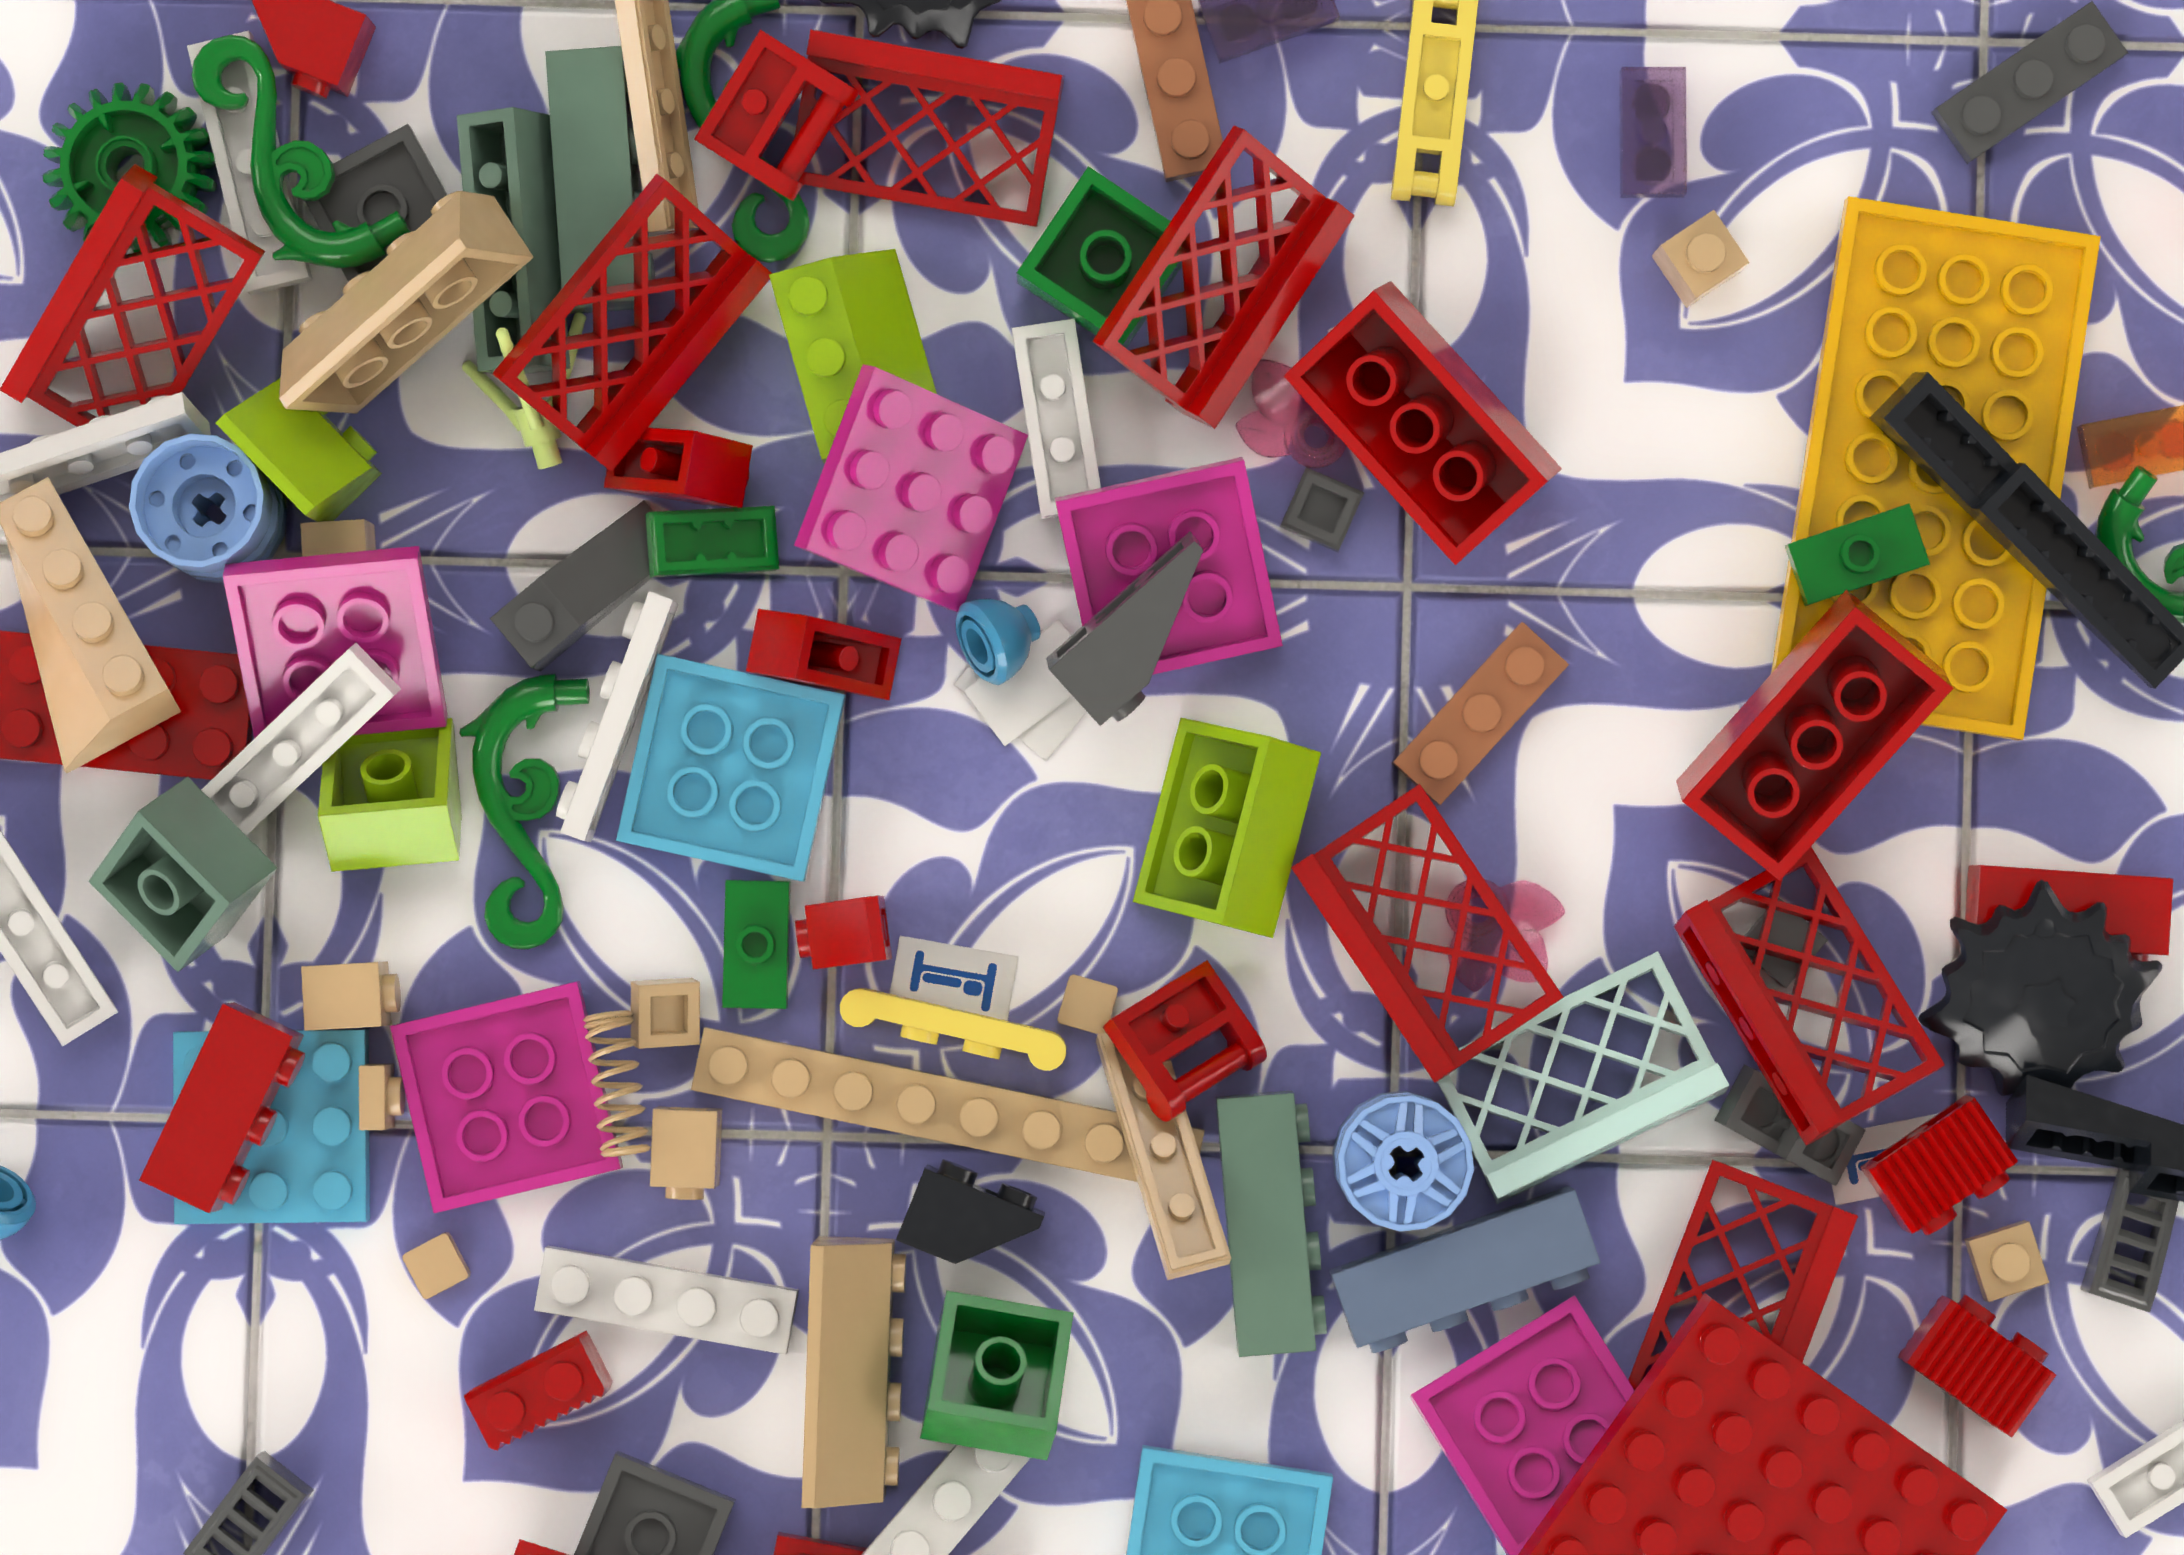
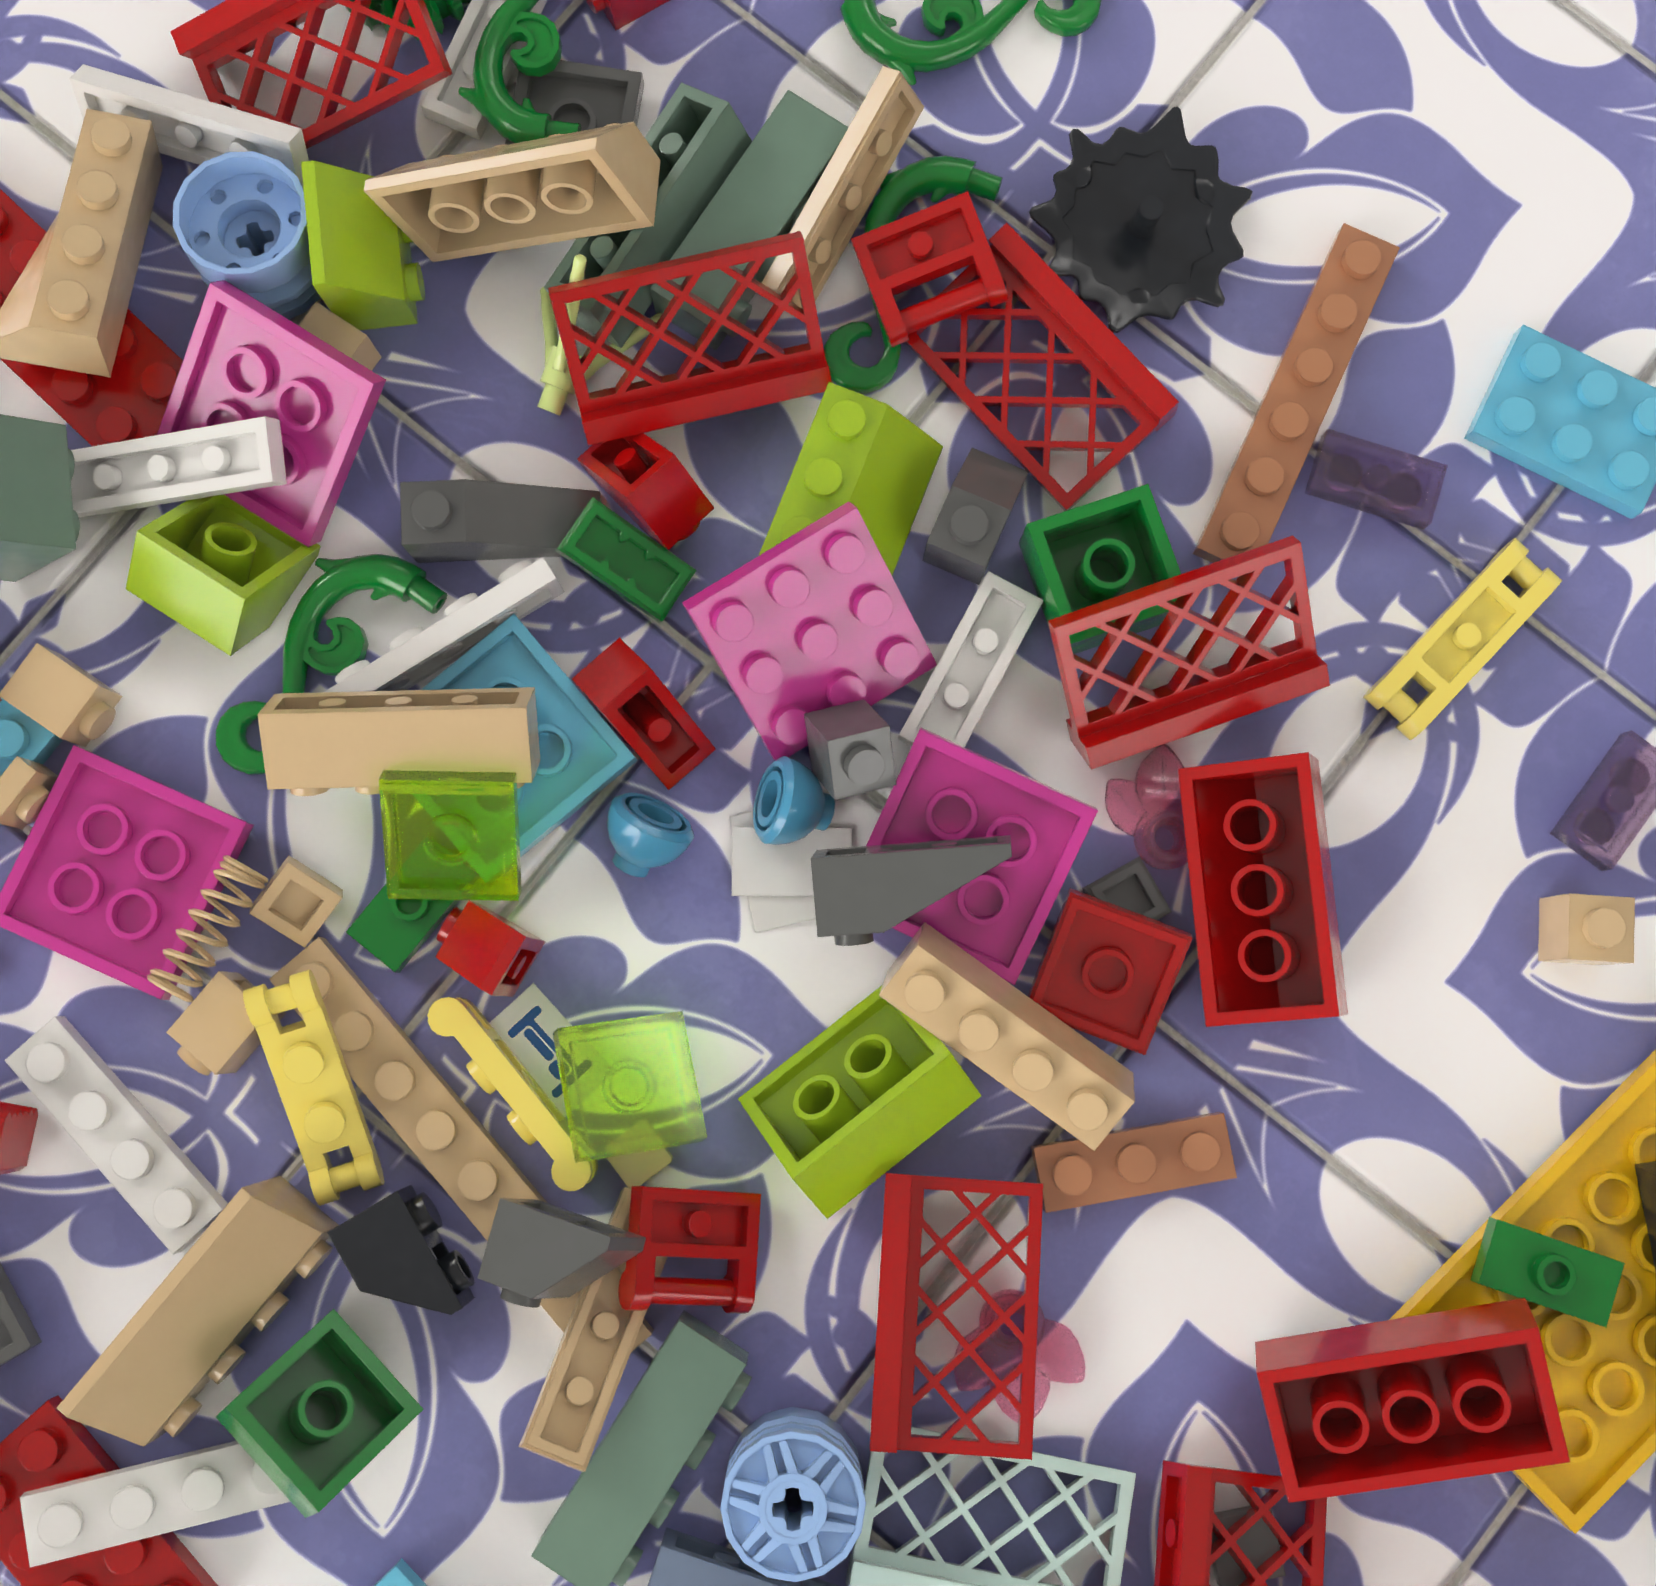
camera: 30 degrees right, 5 degrees down
(655, 820) = (353, 736): none -> tan brick
(753, 865) = (451, 835): none -> clear neon green tile
(797, 1140) = (314, 1086): none -> light yellow plate
(900, 748) = (646, 833): none -> dark azure brick
(965, 286) = (974, 515): none -> dark grey slope
(1012, 558) = (850, 749): none -> dark grey brick
(1040, 953) = (629, 1086): none -> clear neon green tile
(1080, 1120) = (550, 1251): none -> dark grey slope
(1306, 689) = (1009, 1036): none -> tan brick
(1348, 579) = (1109, 970): none -> red tile

